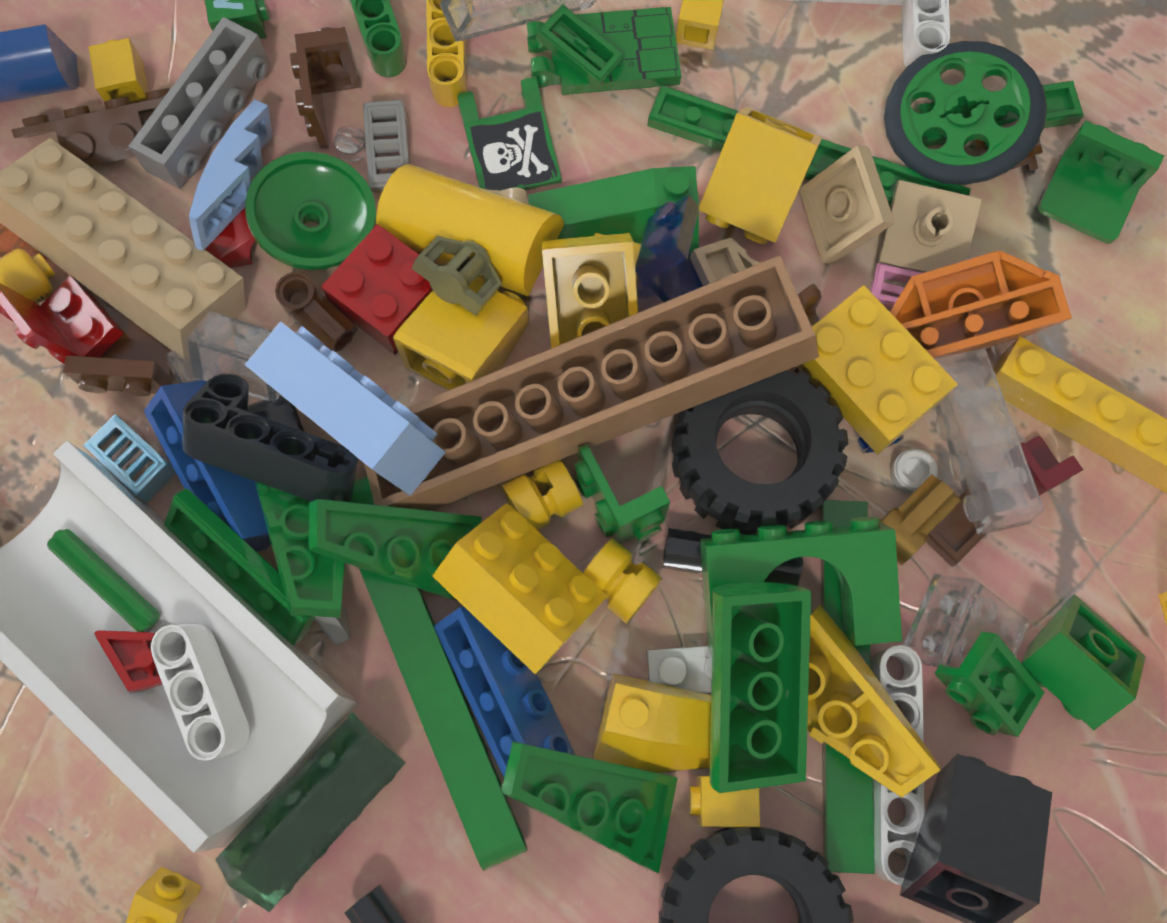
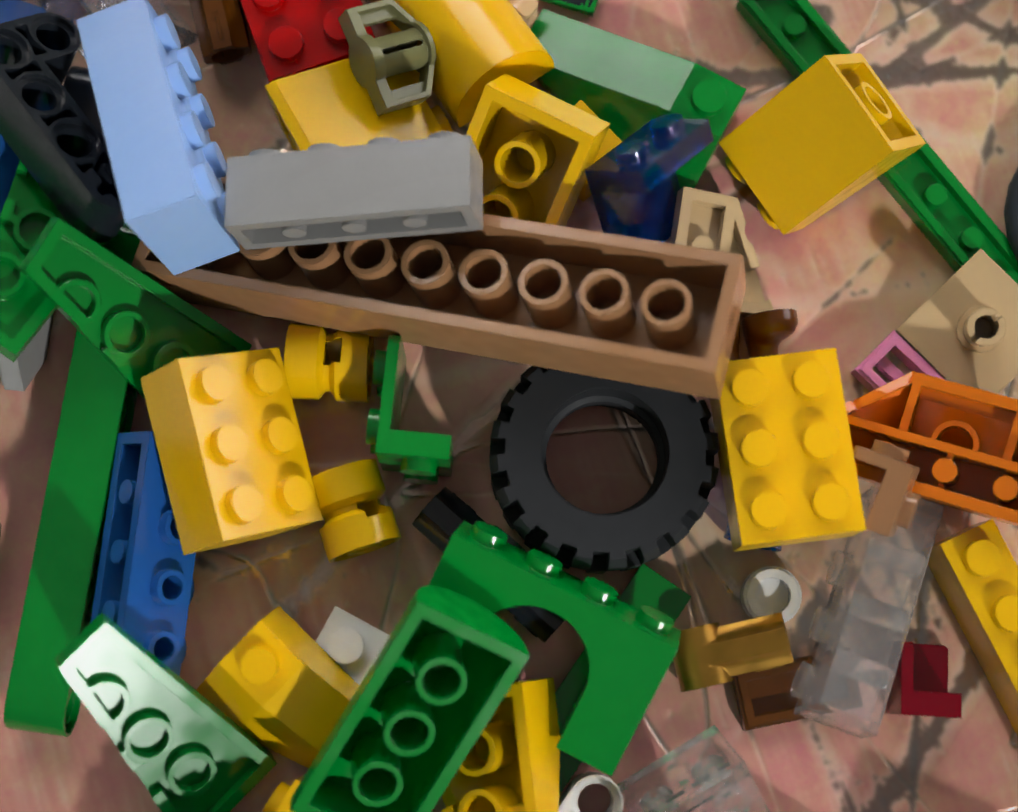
camera: 30 degrees right, 5 degrees up
(503, 365) = (355, 191): none -> light grey brick
(846, 205) = (897, 241): tan tile -> none
(960, 359) = (895, 501): none -> medium nougat bracket

